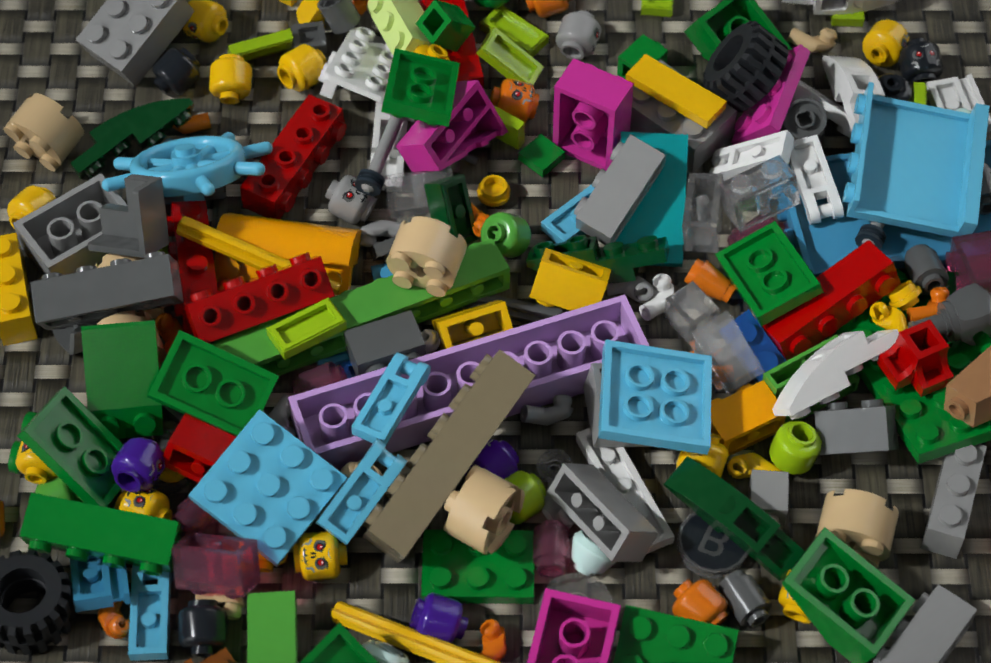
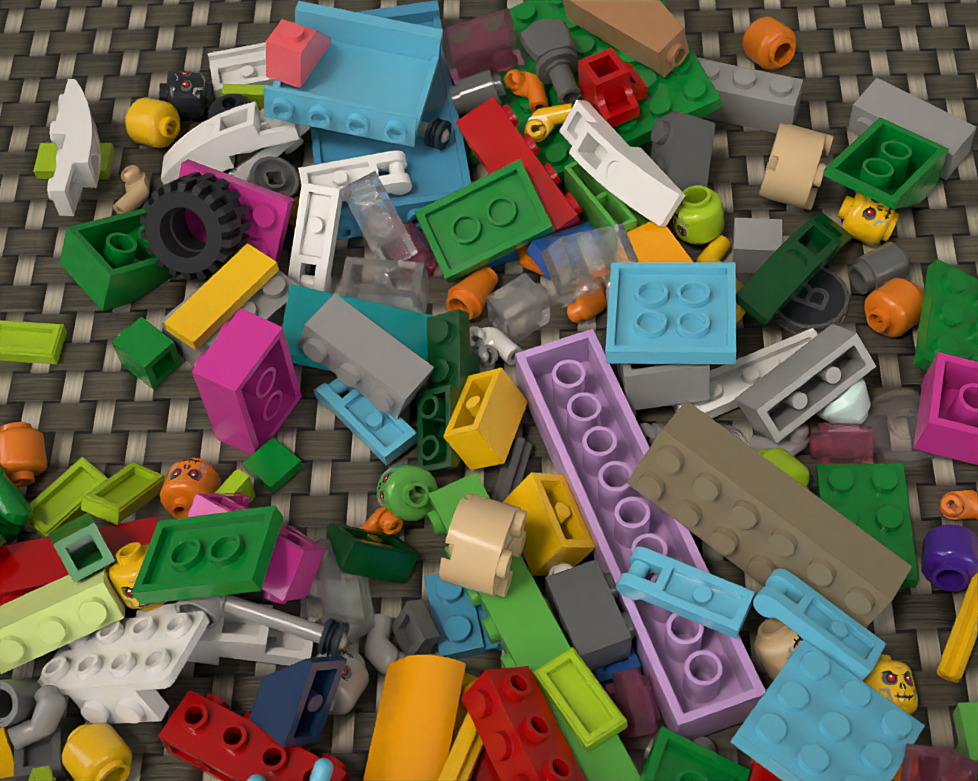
camera: 85 degrees left, 0 degrees up
(322, 166) = (297, 700): none -> dark blue slope
(327, 31) = (44, 718): none -> light grey arm
(482, 510) = (839, 478): tan brick -> none
(493, 191) = (325, 511): yellow plate -> none
(578, 35) = (90, 421): light grey head -> none
(905, 295) = (519, 105): yellow plate -> none
(930, 108) = (294, 52): none -> coral slope

